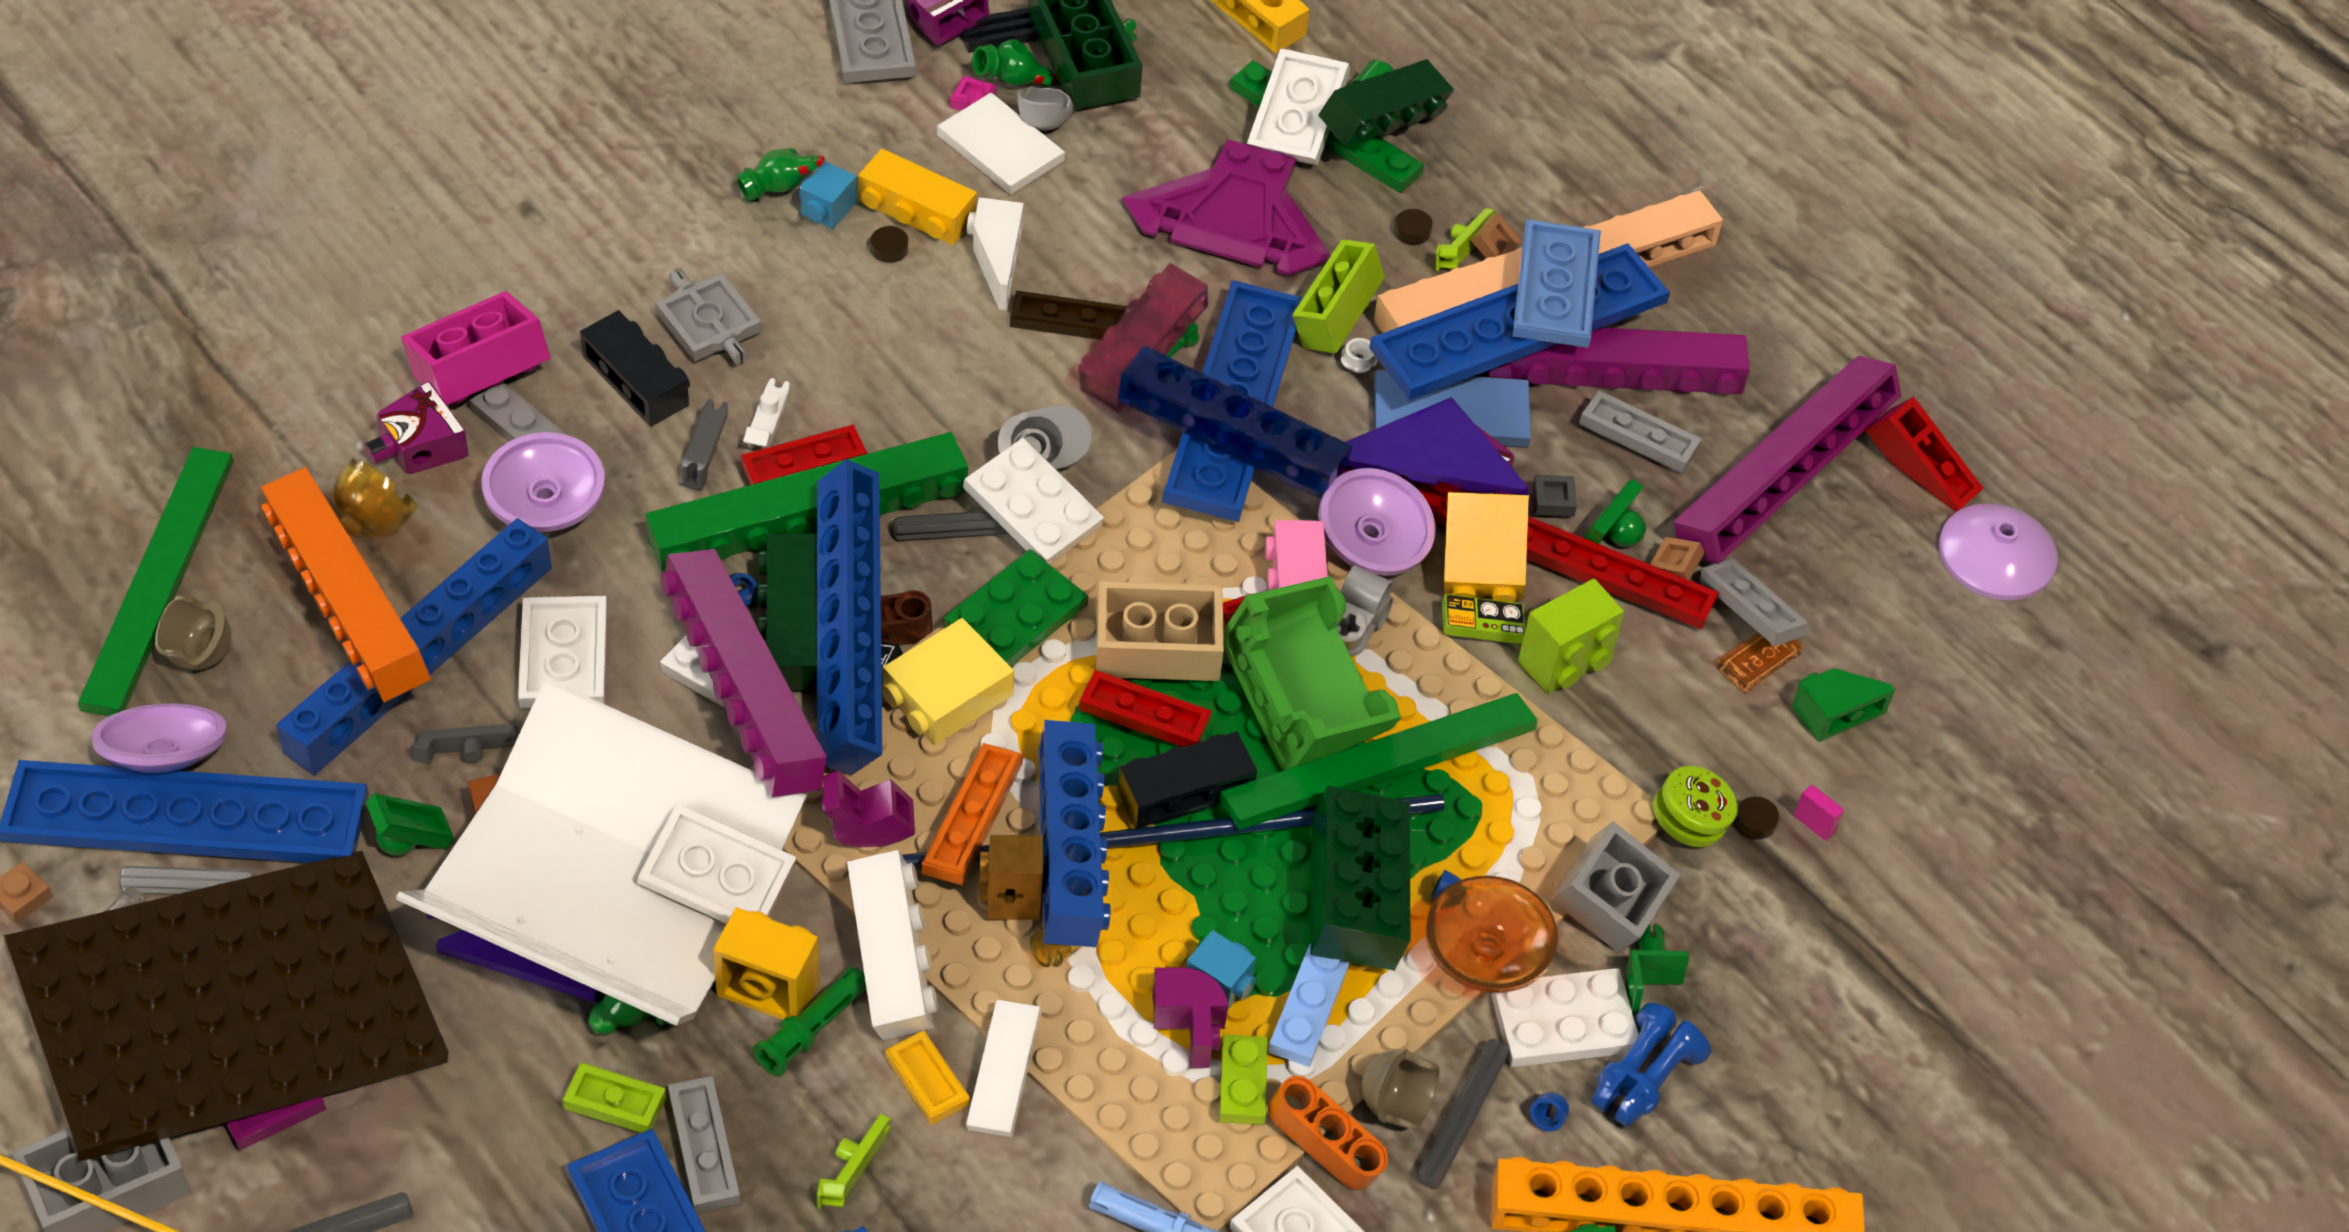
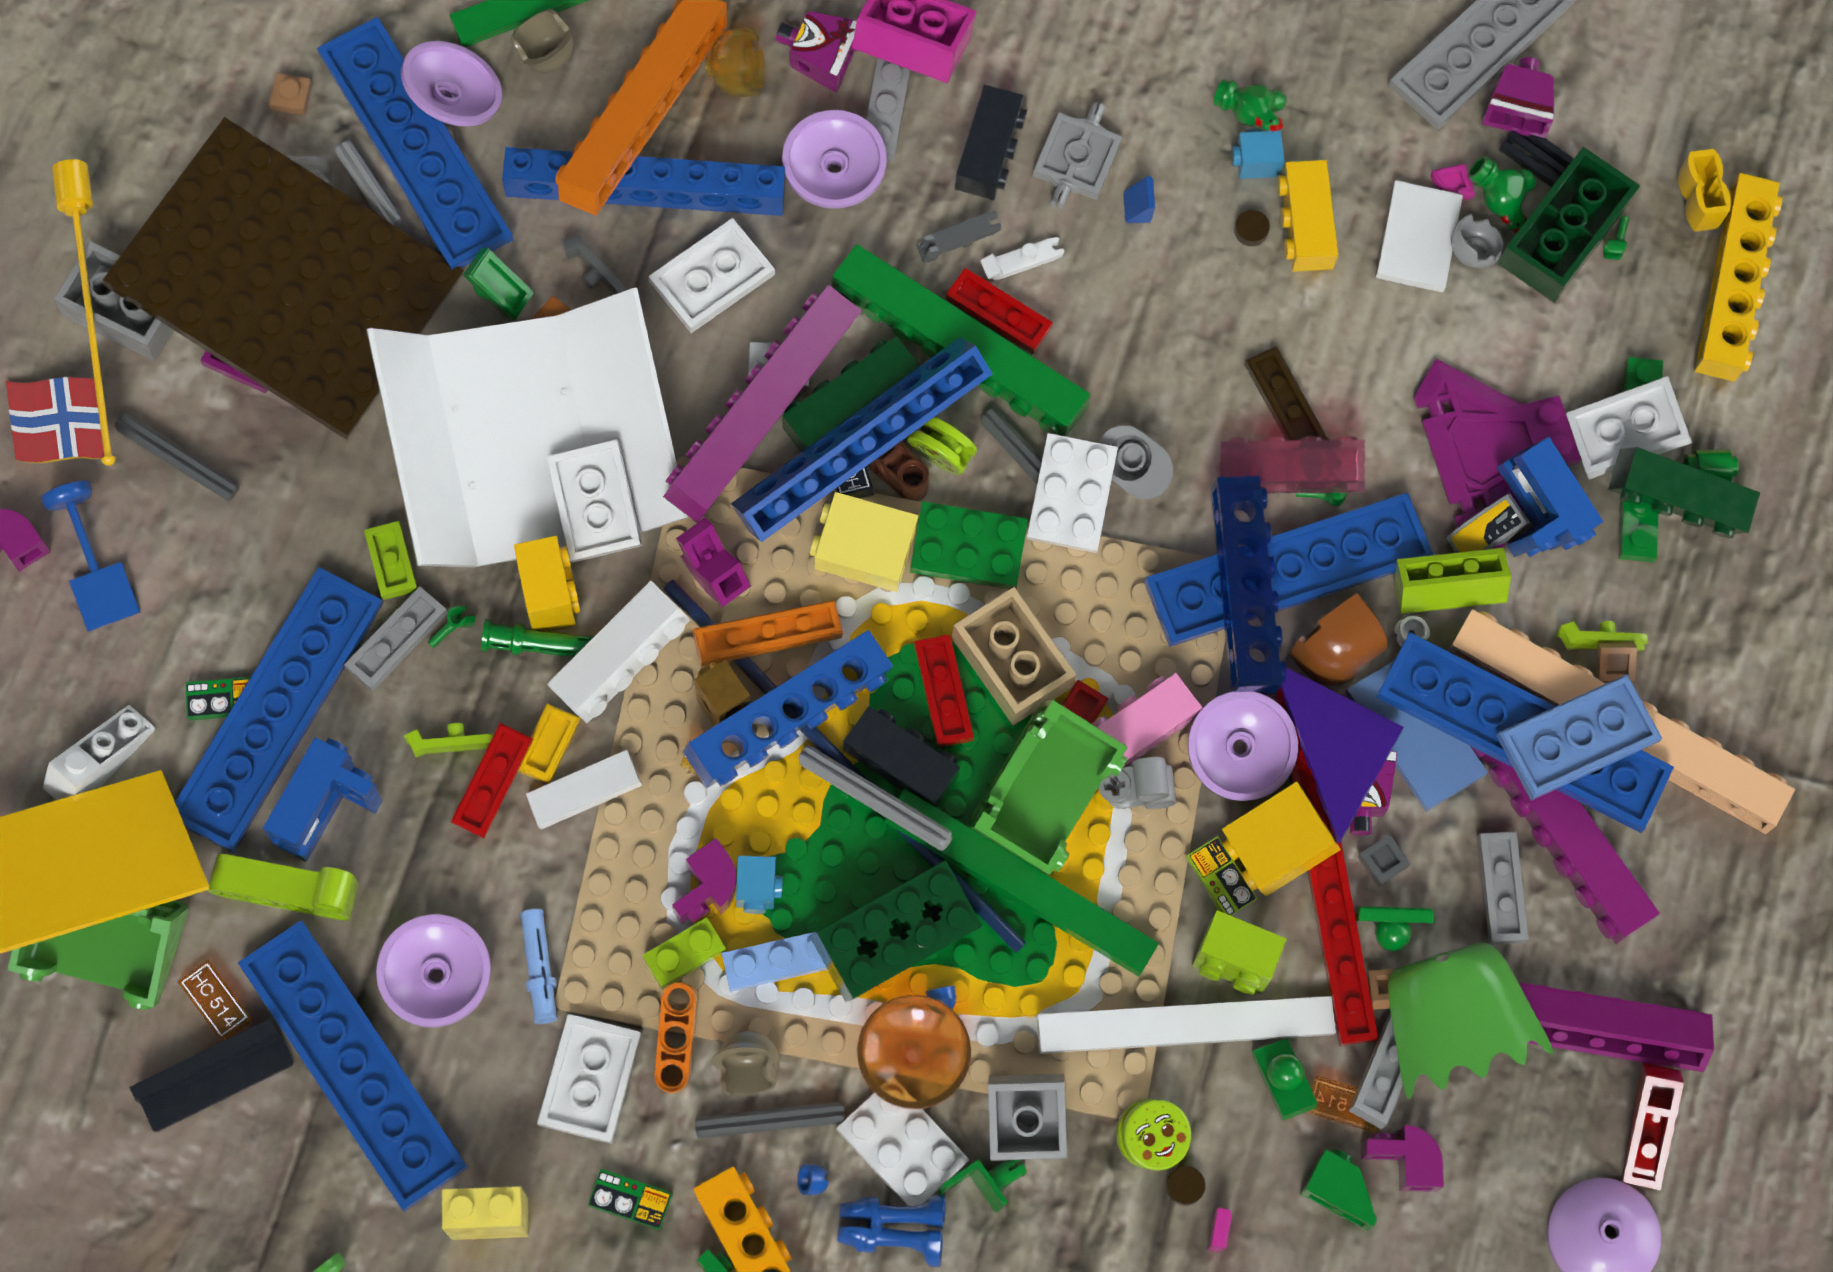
camera: 55 degrees right, 20 degrees up
(731, 1090) = (454, 622): none -> green hand
(749, 593) = (846, 353): blue hinge -> none
(794, 299) = (1140, 201): none -> blue slope
(908, 564) = (943, 446): none -> lime head
(929, 1144) = (492, 780): none -> red tile
(996, 243) = (1314, 299): white slope -> none
(1214, 816) = (875, 798): none -> light grey axle
(1310, 245) = (1489, 527): none -> slope
(1320, 185) = (1550, 499): none -> blue brick
(1337, 391) = (1340, 643): none -> dark orange brick
(1413, 226) = (1585, 590): dark brown tile -> none
(1604, 726) = (1185, 1024): none -> white tile
(1708, 680) = (1285, 1079): none -> green tile
(1742, 516) = (1459, 1015): none -> bright green piece
(1844, 630) = (1417, 1156): none -> magenta brick

